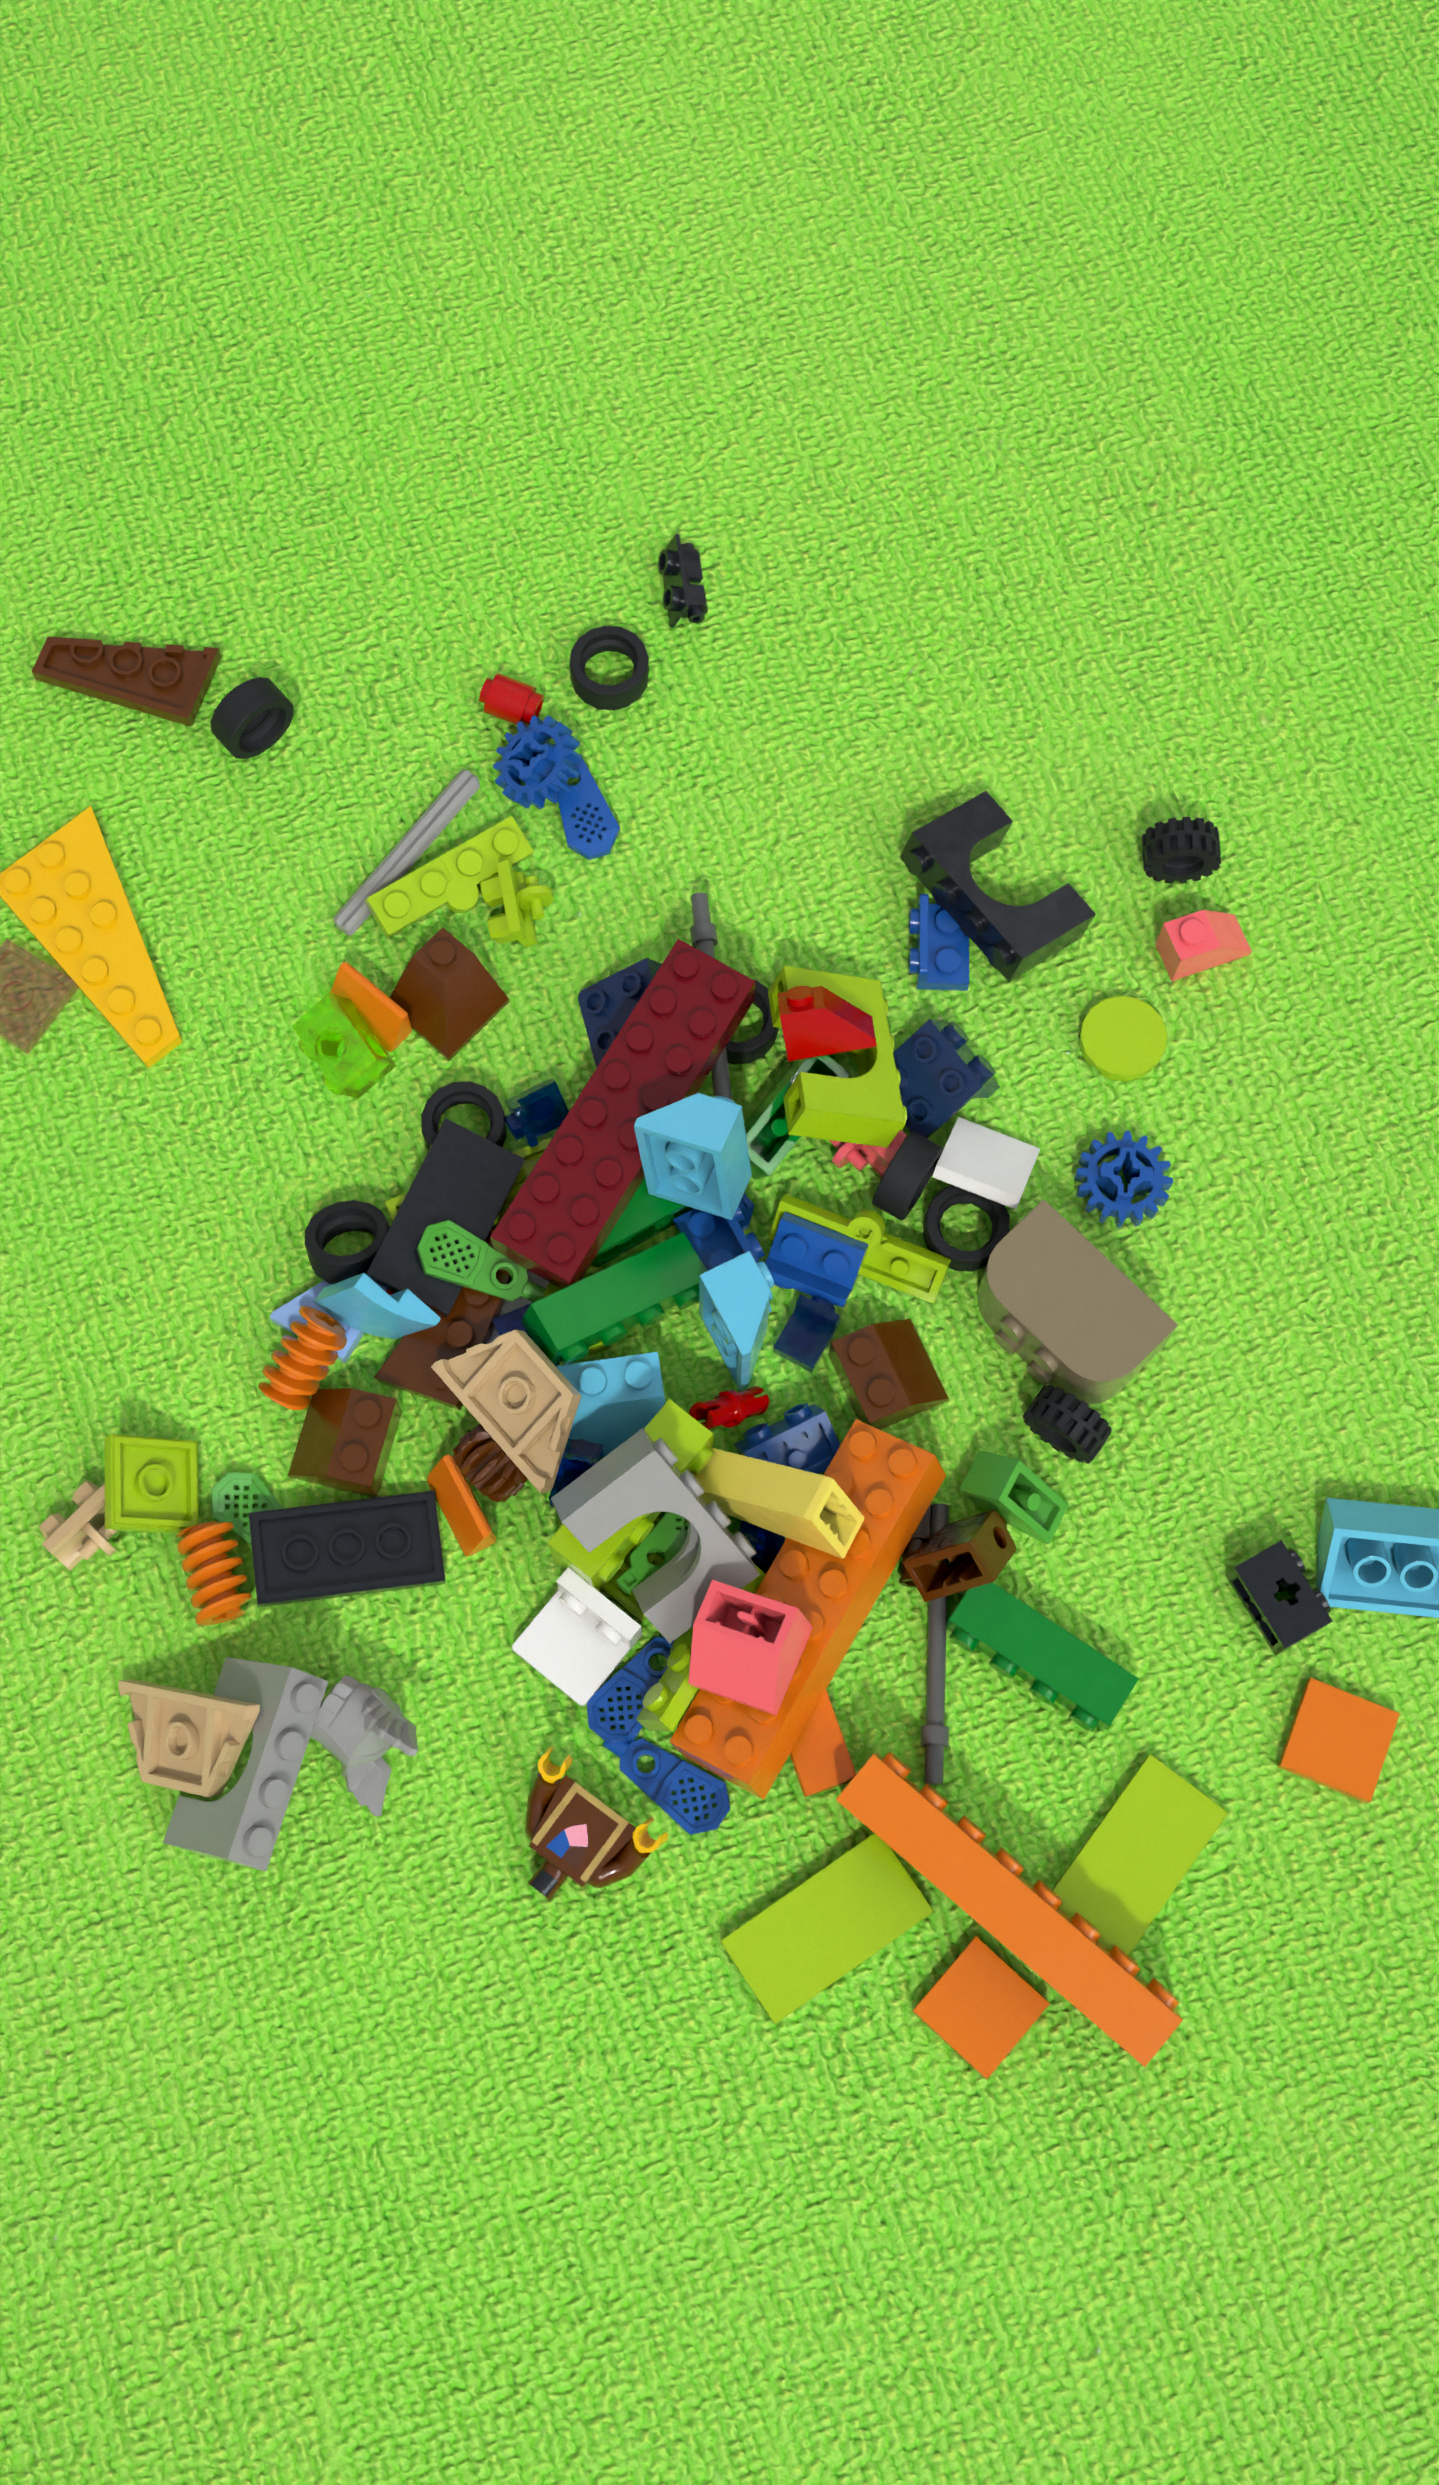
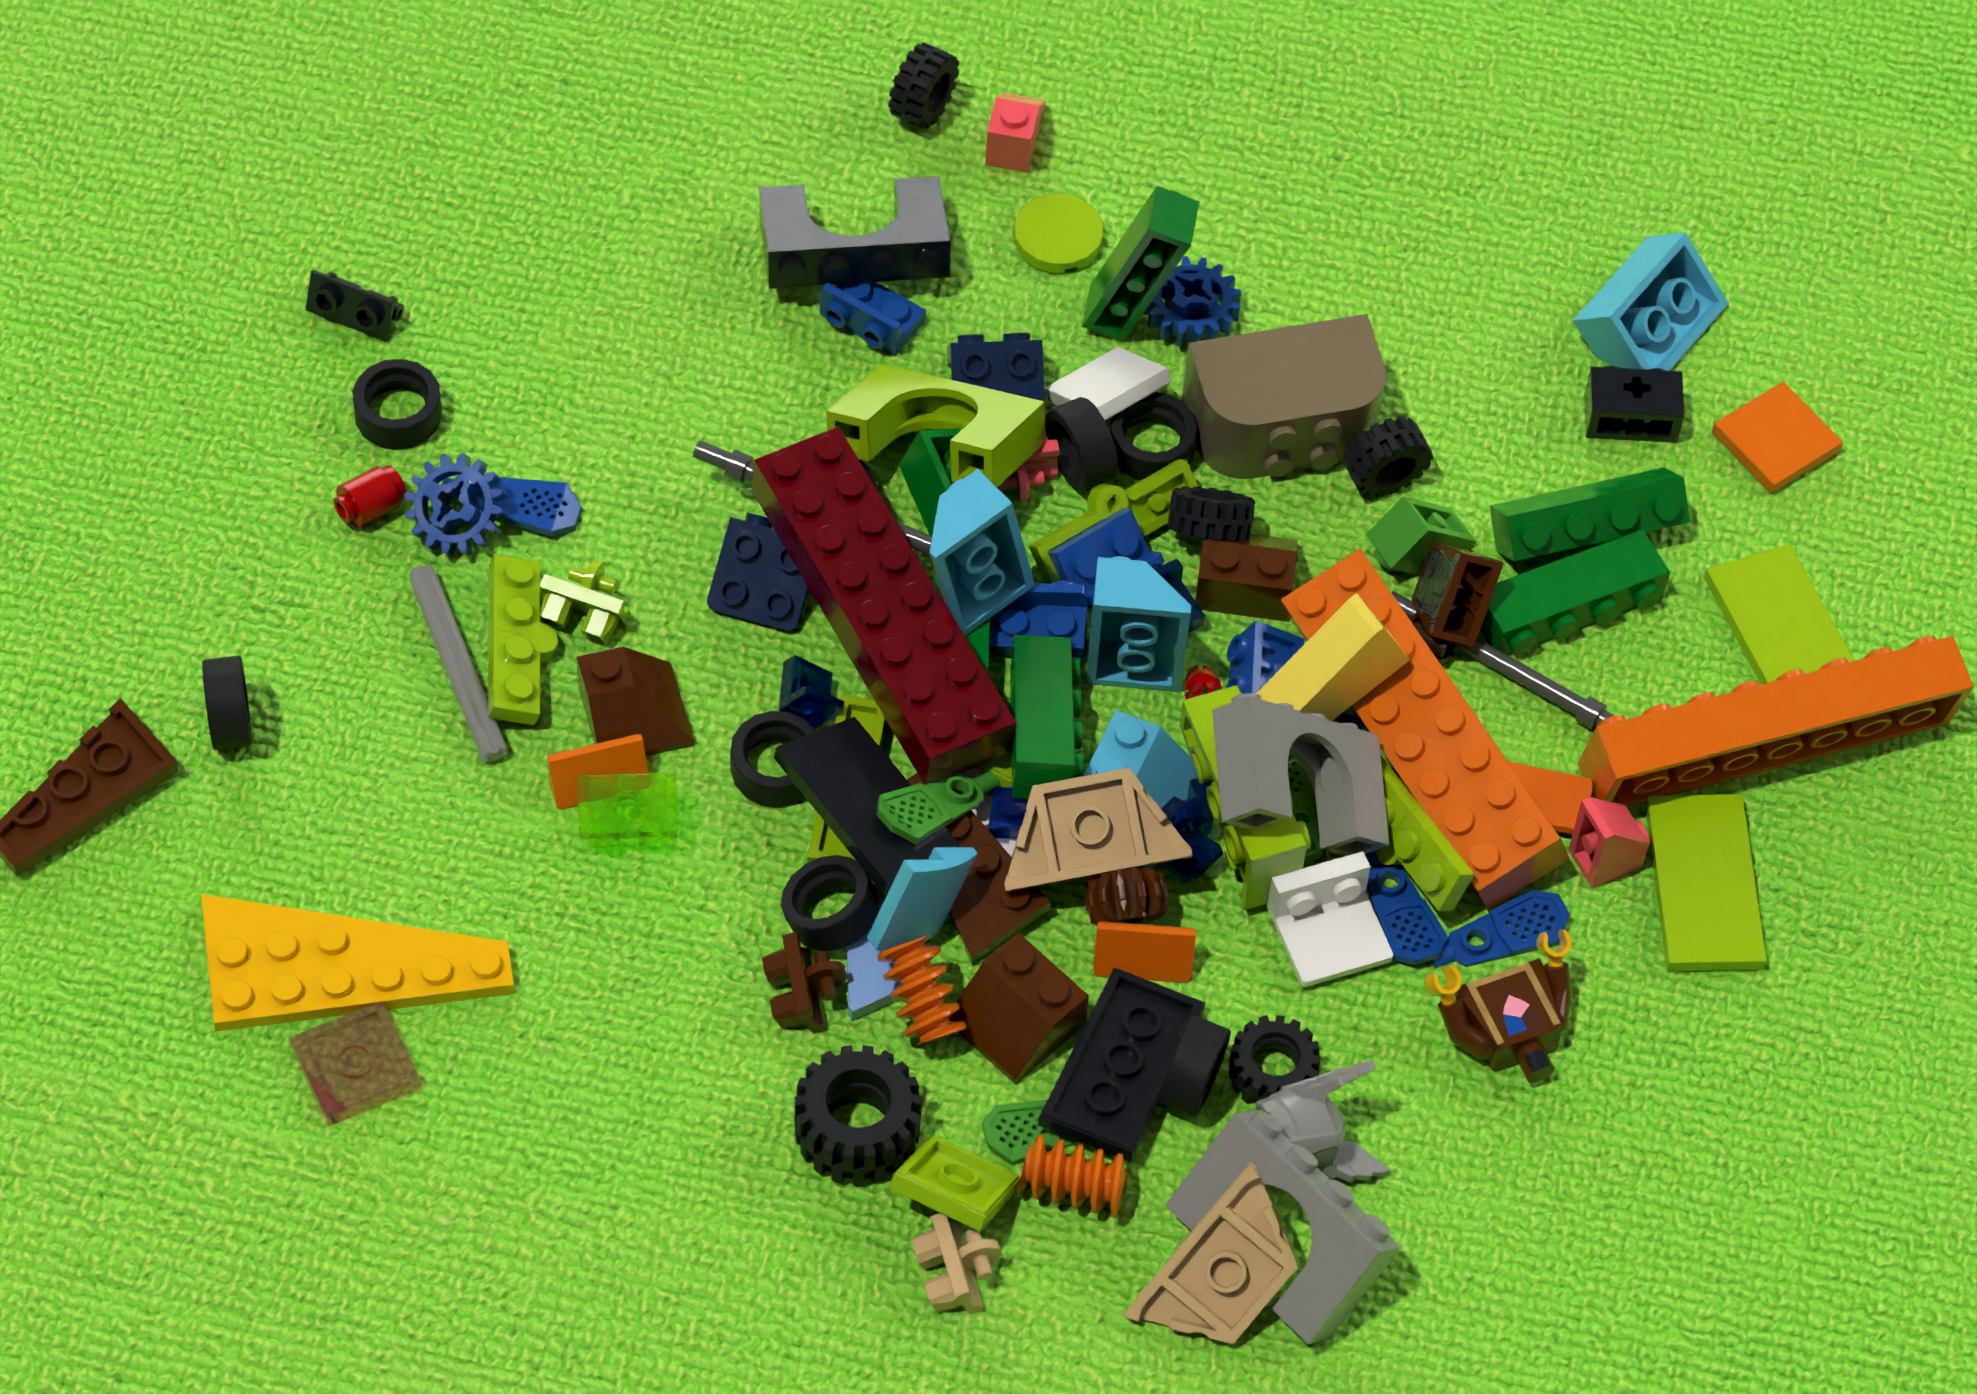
camera: 60 degrees left, 15 degrees down
(148, 1347) = (857, 1079): none -> black tyre
(269, 1268) = (807, 979): none -> reddish brown hips
(363, 1607) = (1195, 1066): none -> black tyre
(403, 1642) = (1270, 1037): none -> black tyre
(746, 1646) = (1444, 764): coral slope -> none
(803, 1825) = (1607, 841): none -> coral slope
(822, 1023) = (907, 412): red slope -> none
(909, 1316) = (1211, 513): none -> black tyre
(980, 2007) = (1842, 809): orange tile -> none
(1098, 1114) = (1140, 263): none -> green brick
(1129, 1624) = (1589, 514): none -> green brick

